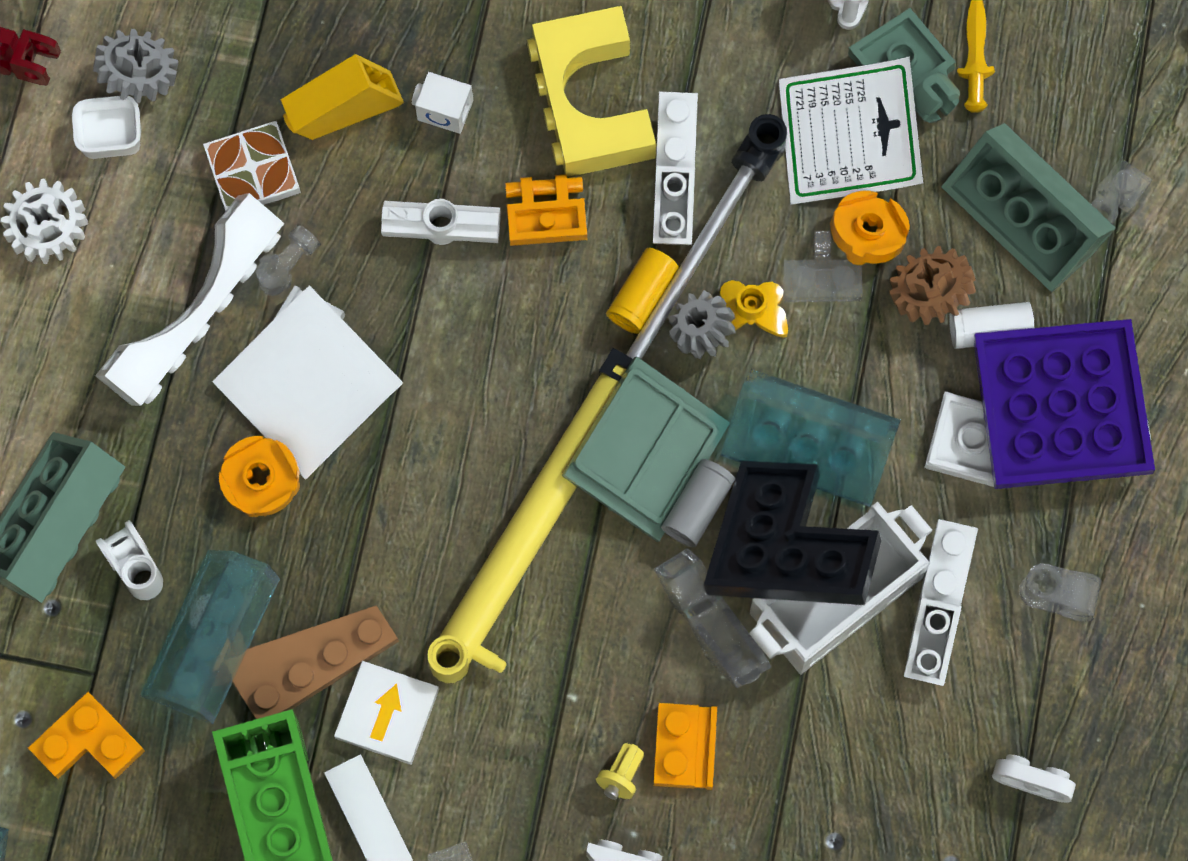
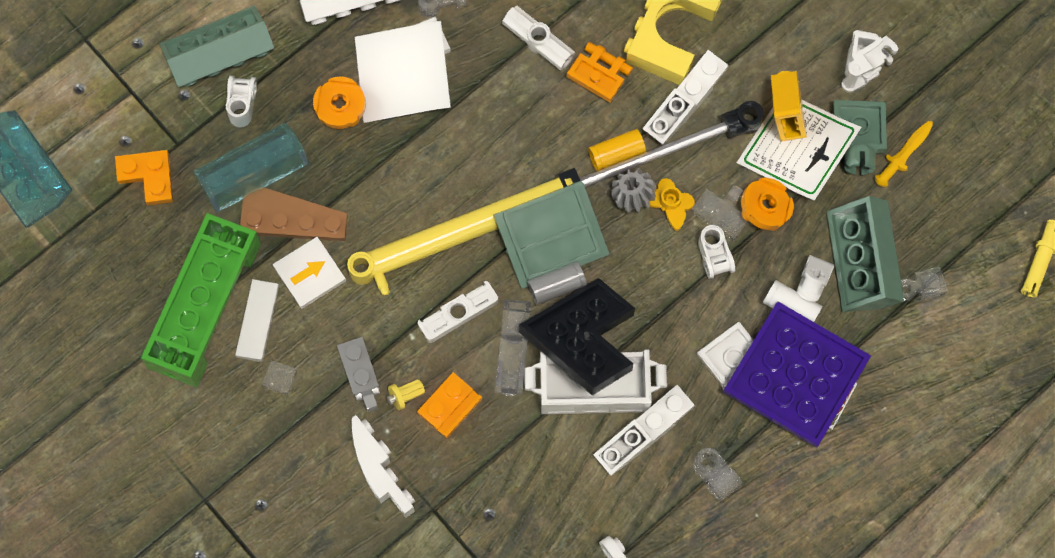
camera: 35 degrees right, 0 degrees up
(546, 788) = (359, 372): none -> light grey hinge
(597, 650) = (443, 322): none -> white piece
(804, 91) = (788, 106): none -> yellow slope
(804, 426) = (645, 283): clear light blue slope -> none
(856, 331) = (715, 257): none -> white piece
(951, 283) = (776, 259): medium nougat gear -> none
(994, 275) = (814, 278): none -> white piece

